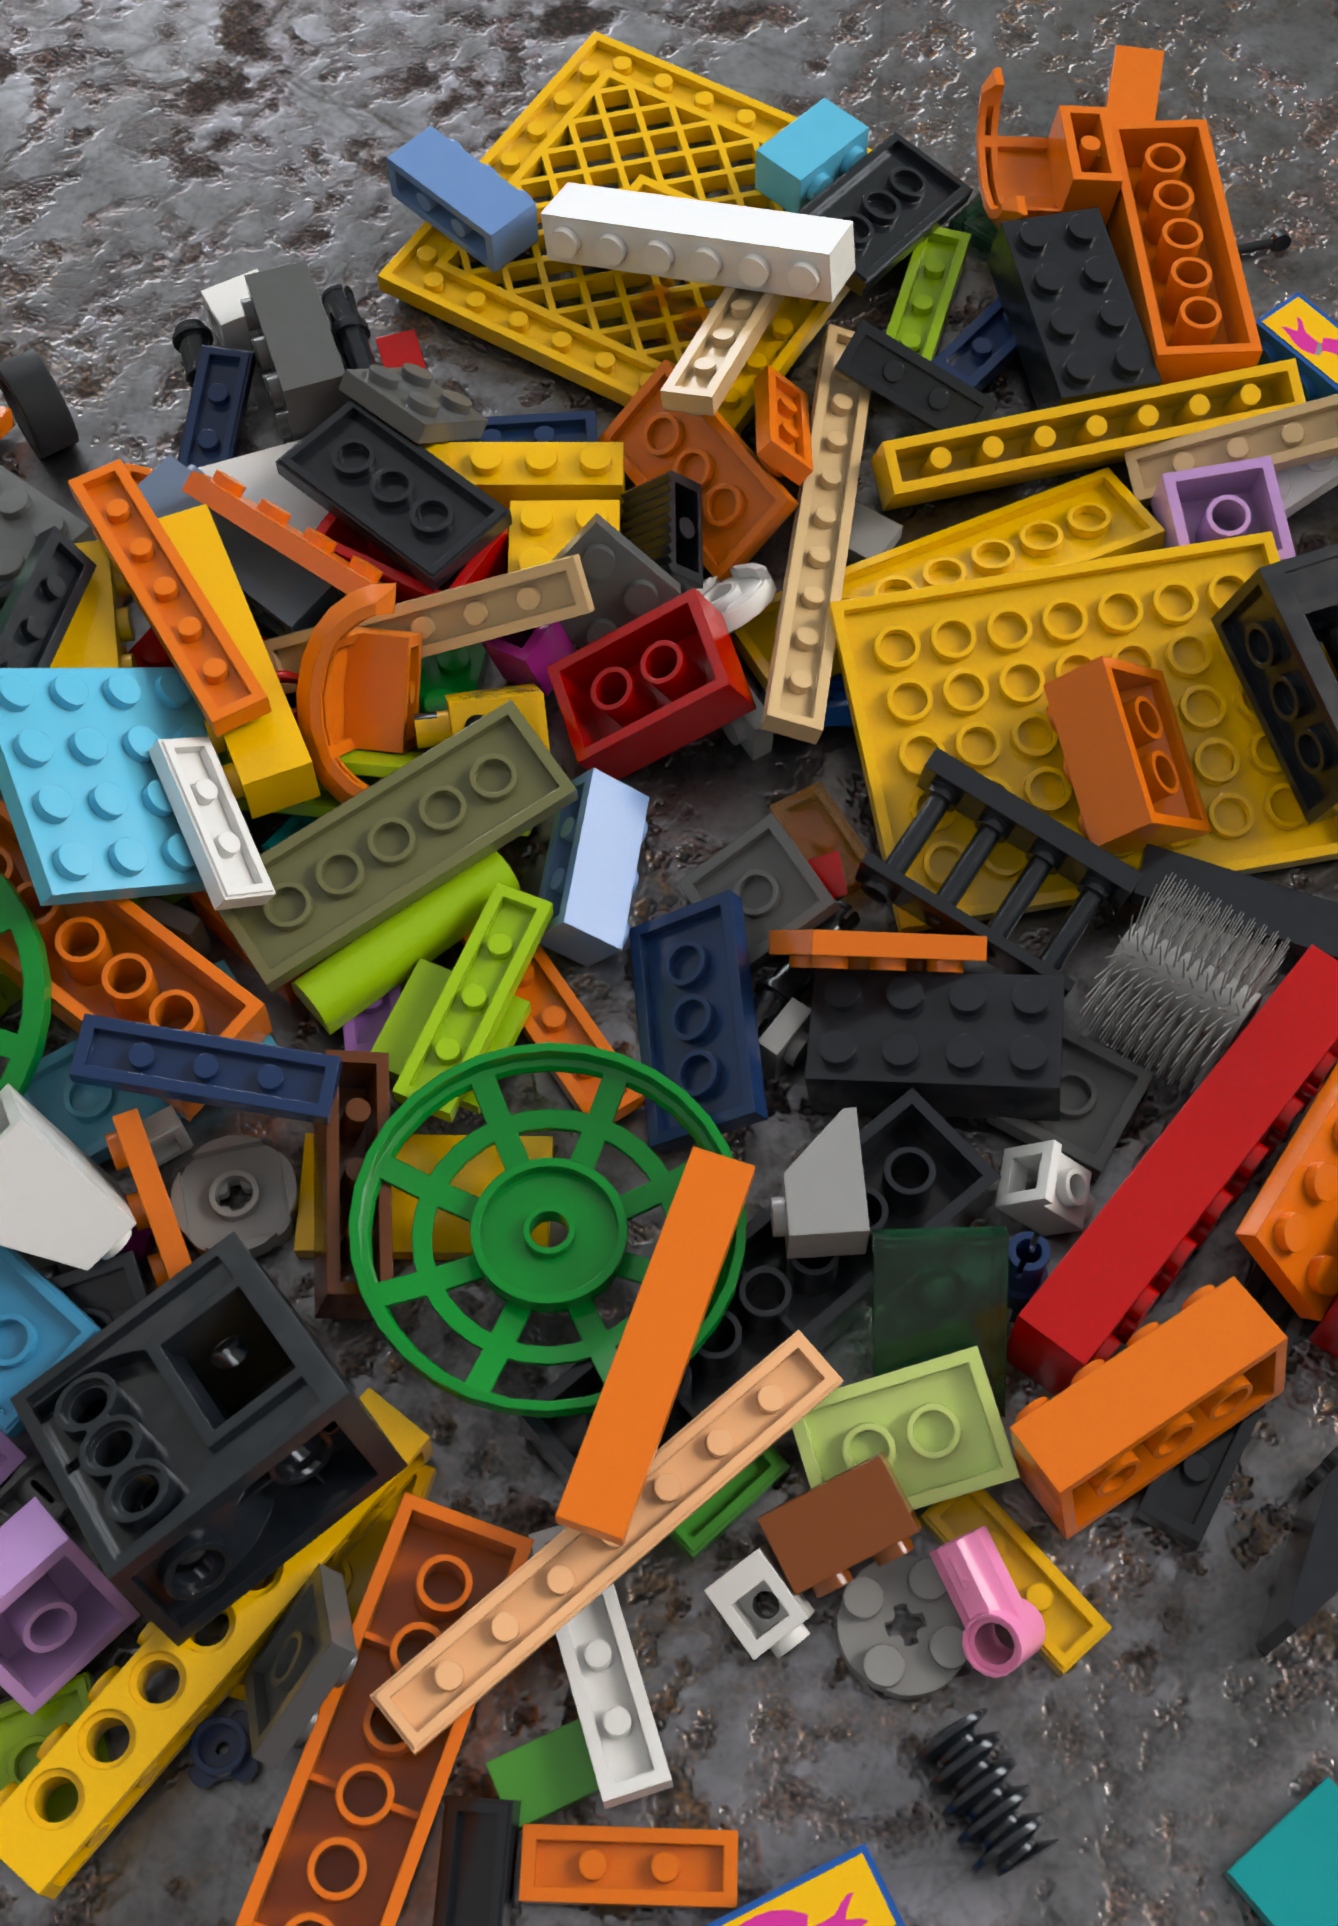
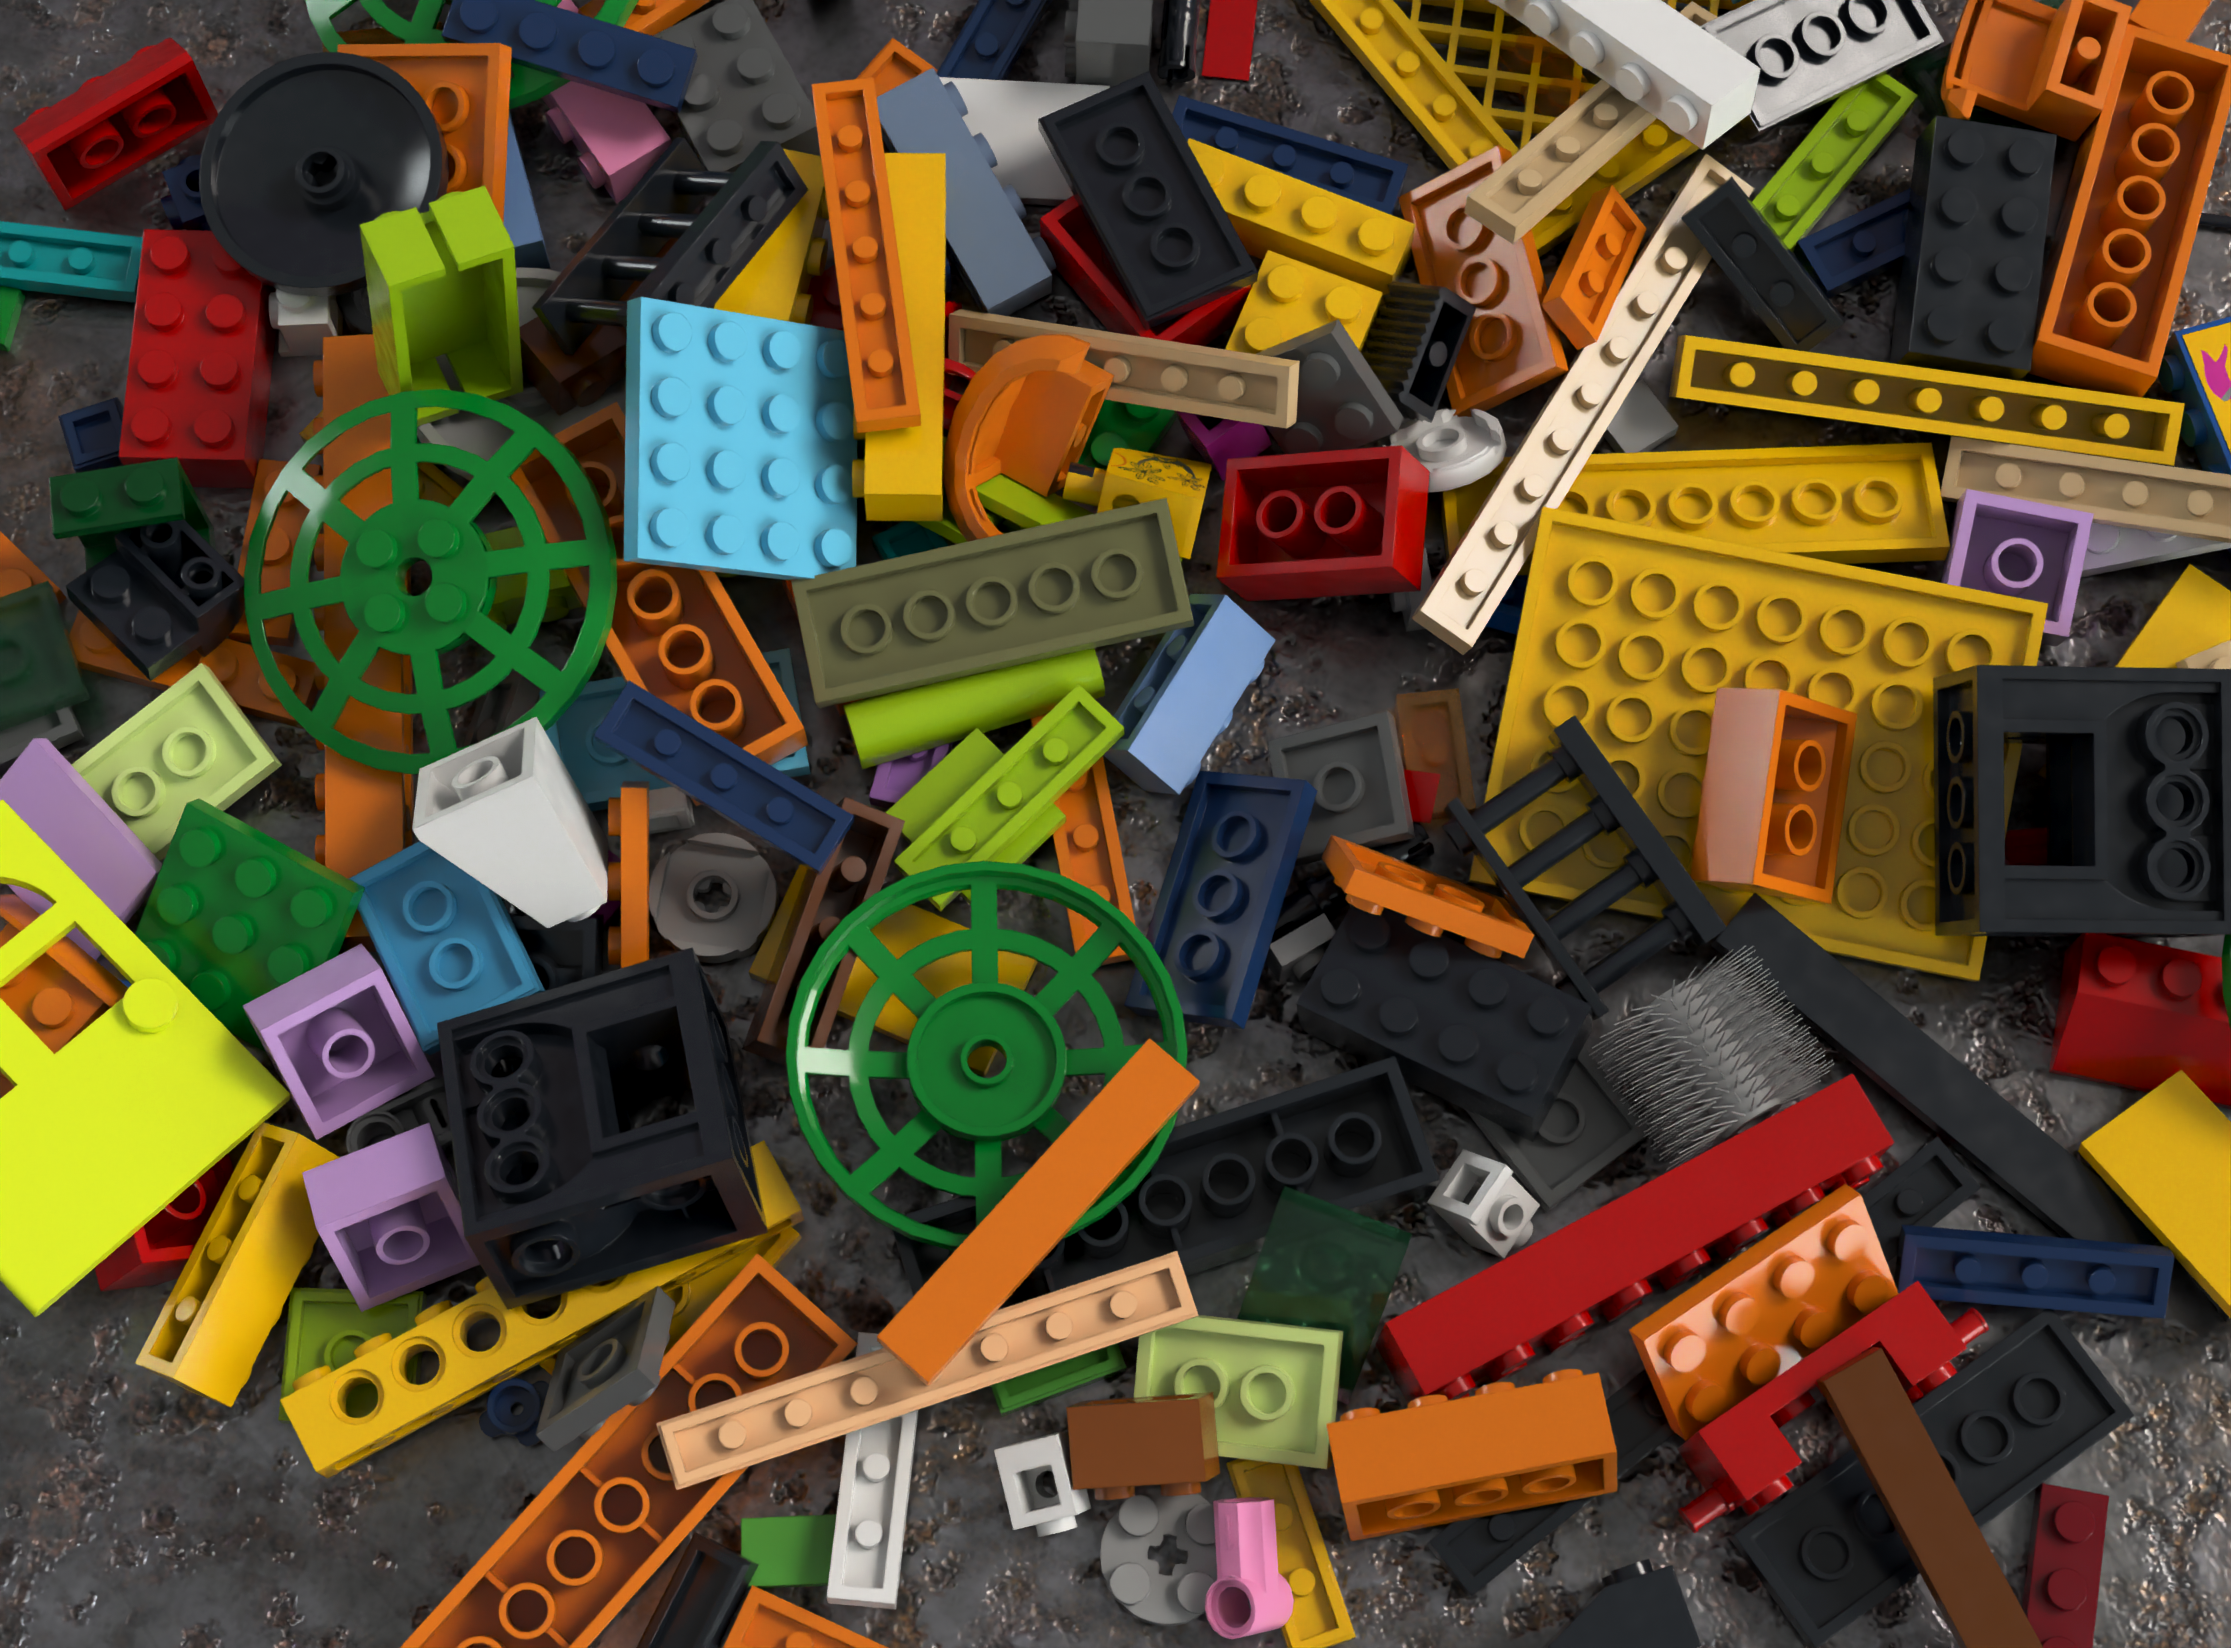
camera: 20 degrees right, 10 degrees up
(180, 922) = (758, 600): light grey tile -> none
(211, 822) = (820, 520): white tile -> none
(271, 526) = (1030, 236): orange plate -> none
(414, 403) = (1211, 97): dark grey plate -> none
(825, 1195) = (1256, 1132): light grey slope -> none
(1025, 1270) = (1418, 1278): dark blue pin -> none

